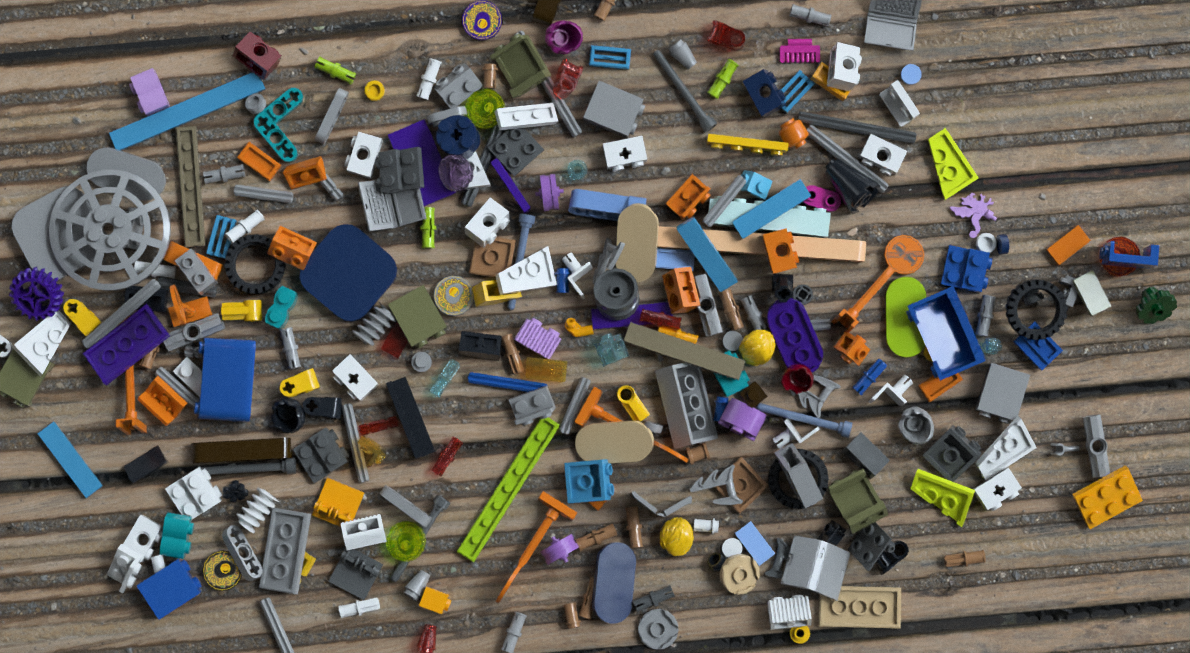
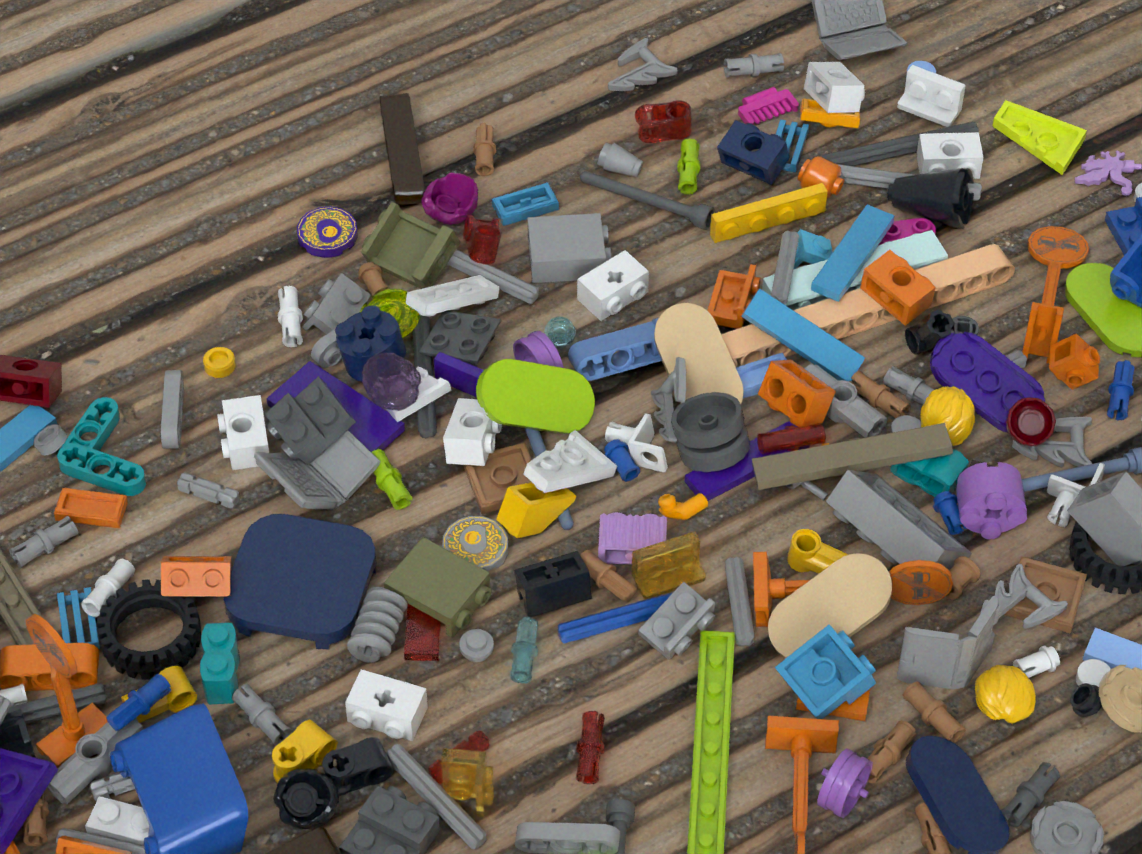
camera: 25 degrees left, 35 degrees down
(196, 271) = (83, 651): light grey brick -> none
(225, 319) = (139, 702): none -> blue axle
(262, 193) = (117, 541): light grey axle -> none
(305, 173) = (169, 487): orange slope -> none
(335, 70) = (149, 360): lime pin -> none
(410, 417) = (502, 724): black fence -> none
(531, 222) = (535, 396): none -> lime tile
(611, 349) = (746, 503): clear light blue brick -> none

